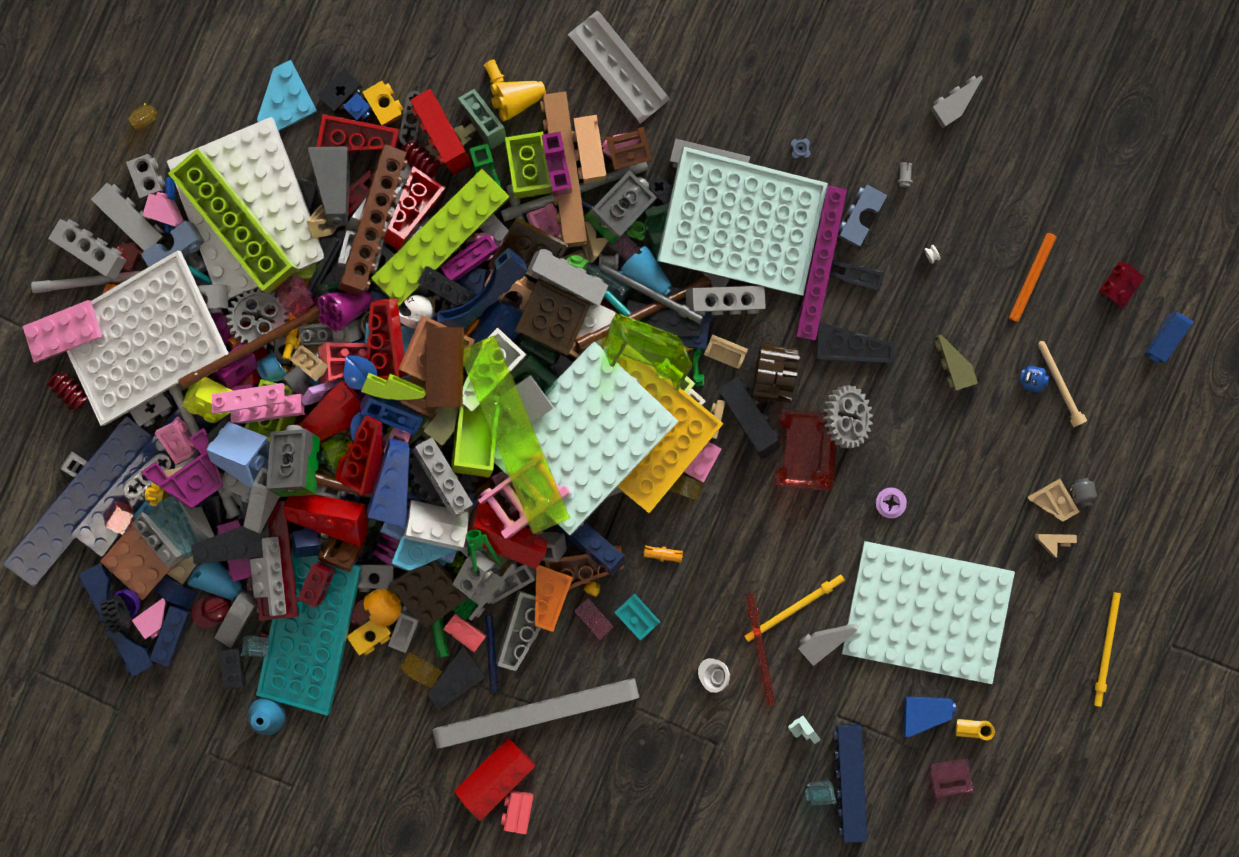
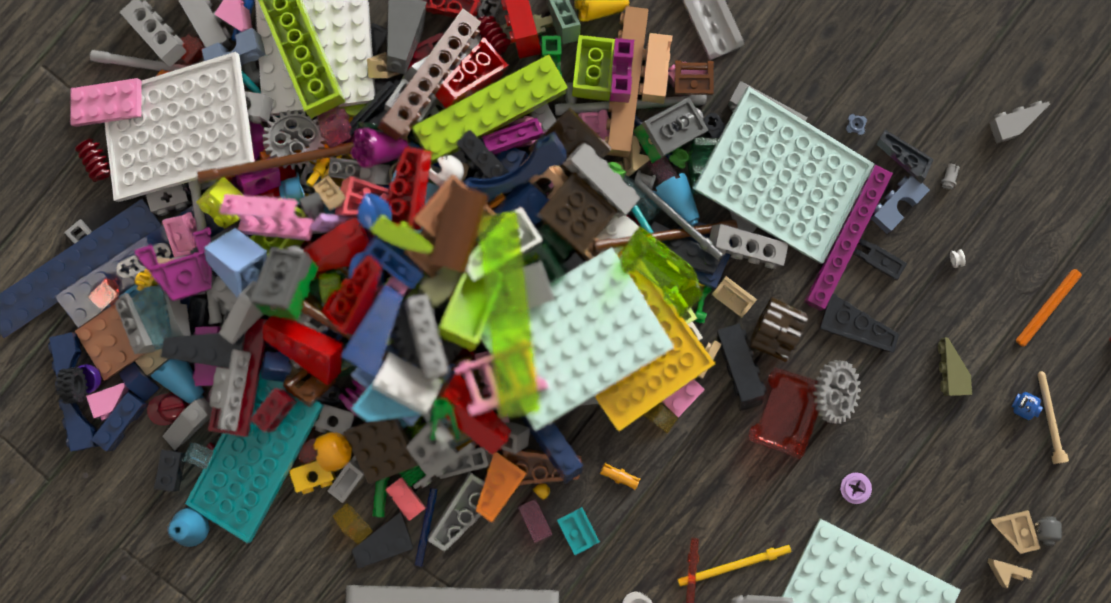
camera: 15 degrees right, 5 degrees down
(855, 166) = (905, 155): none -> black wing

